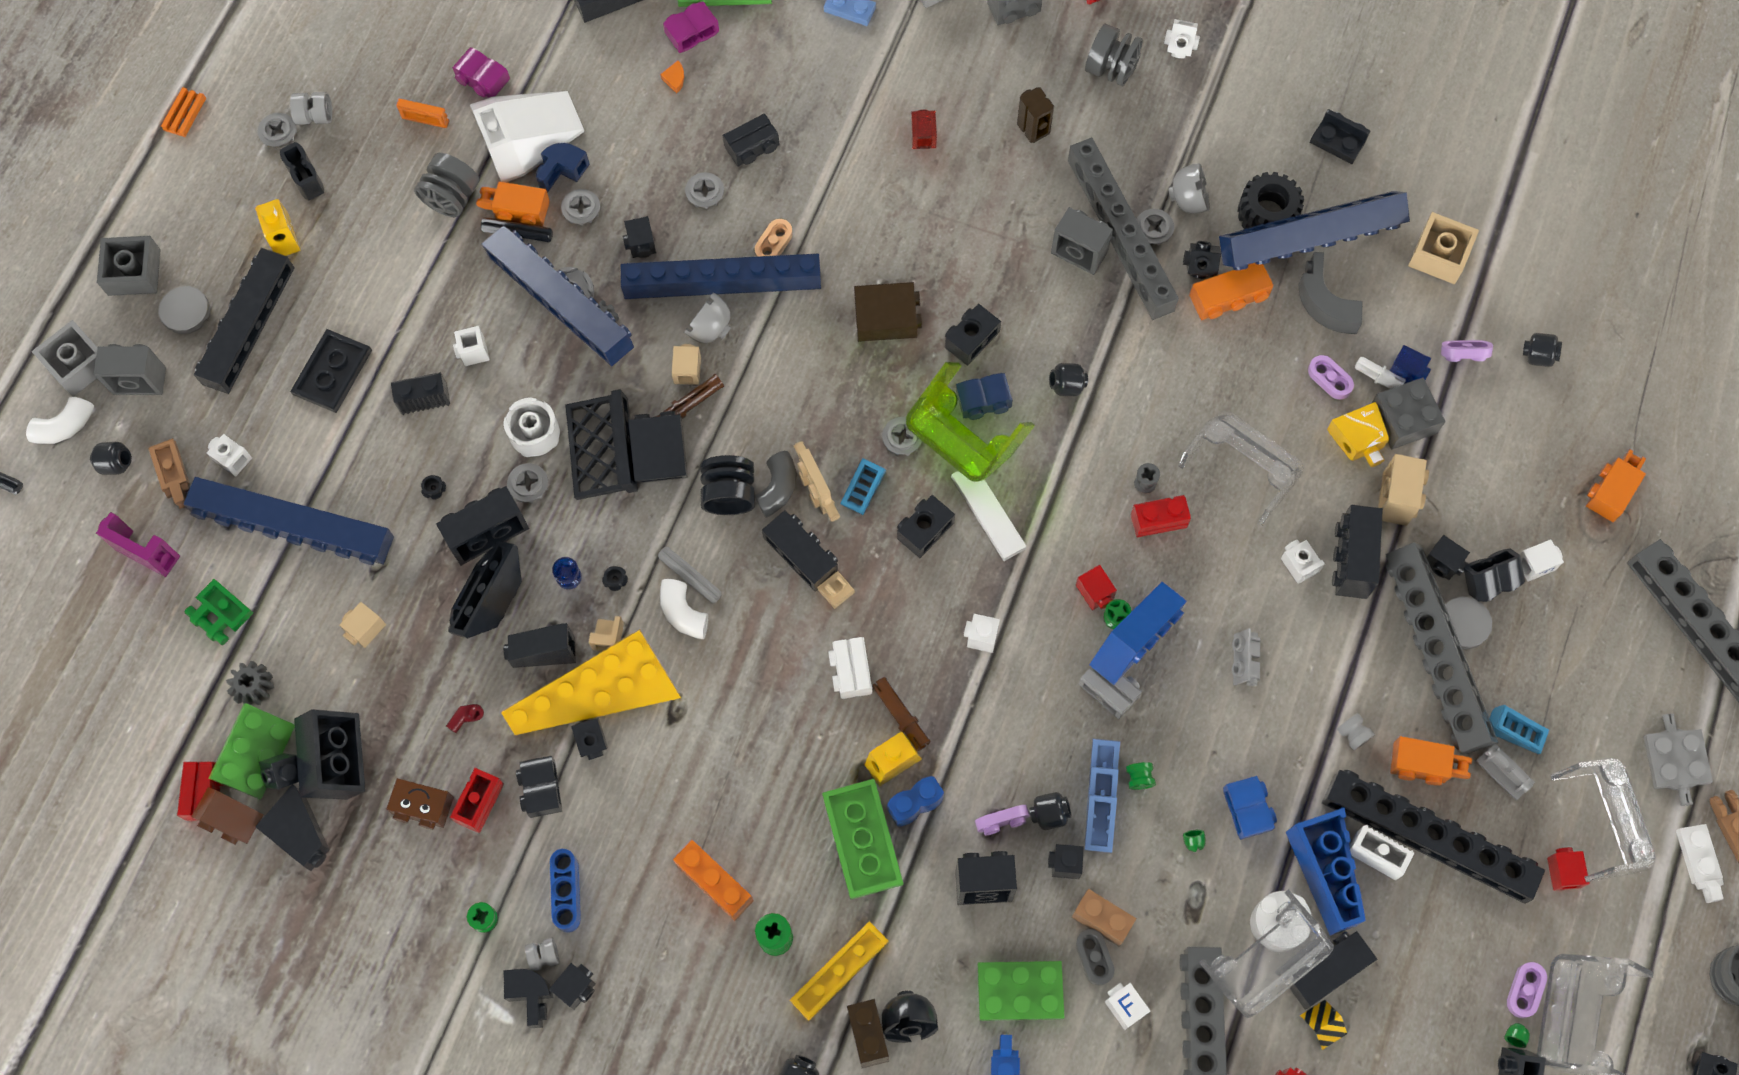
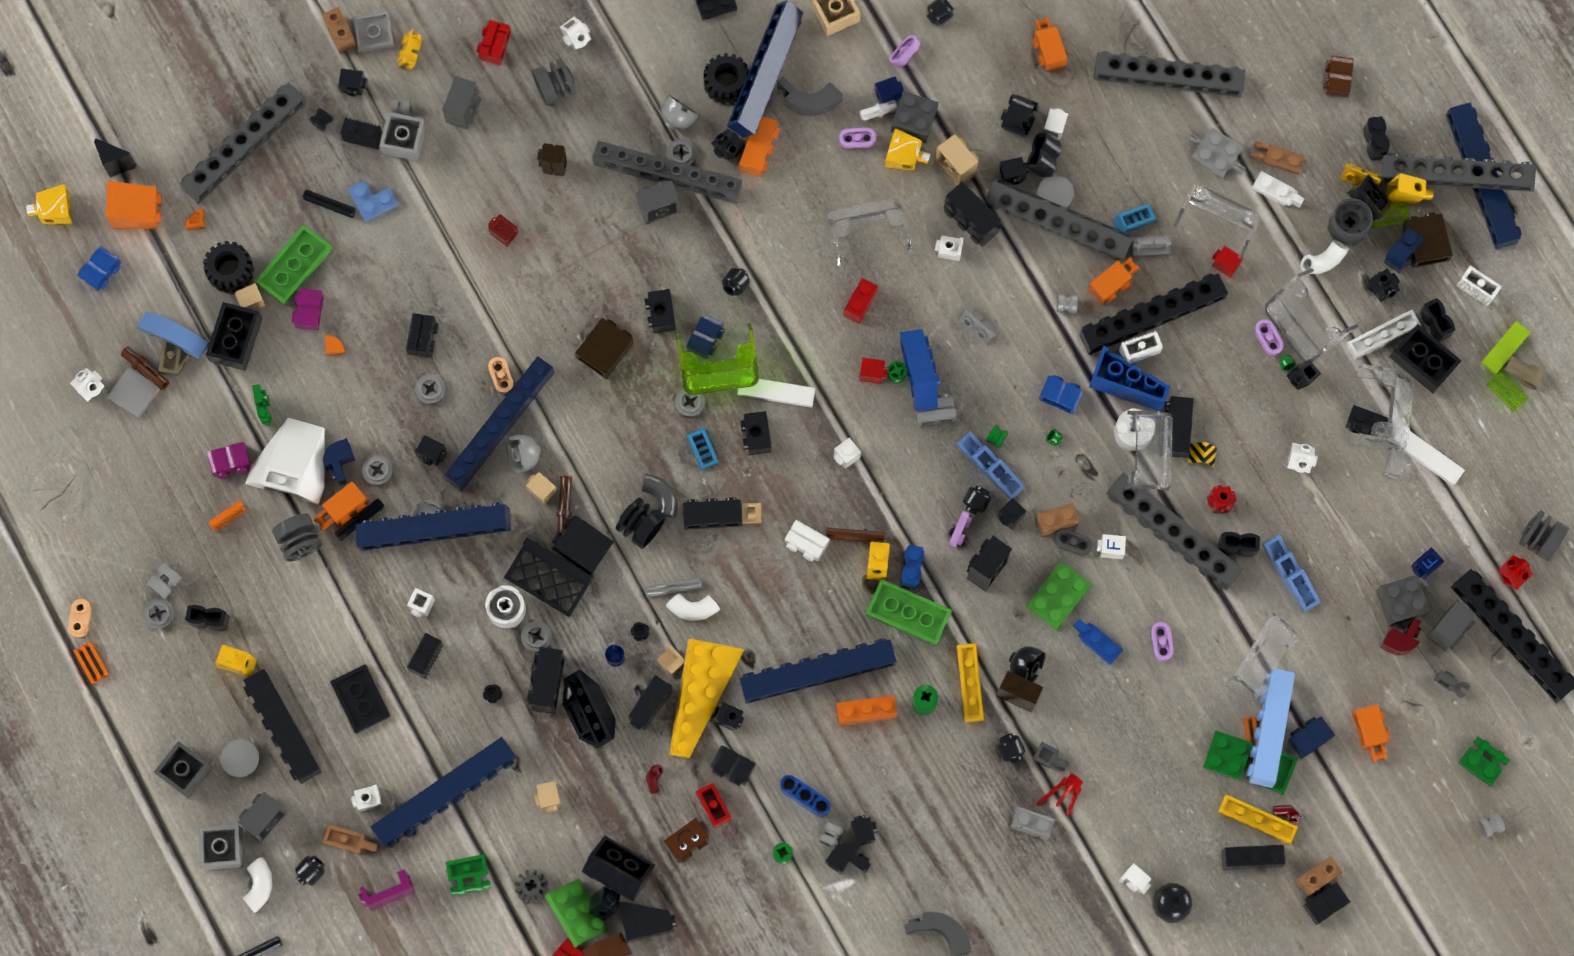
camera: 55 degrees left, 5 degrees up
(220, 70) = (80, 617): none -> light nougat plate
(557, 55) = (262, 401): none -> green plate
(718, 794) = (817, 671): none -> dark blue brick
(811, 476) = (675, 471): tan plate -> none
(1149, 471) = (830, 283): dark grey bush -> none
(1512, 514) = (1019, 116): none -> black brick
(1679, 984) = (1327, 260): none -> white cylinder

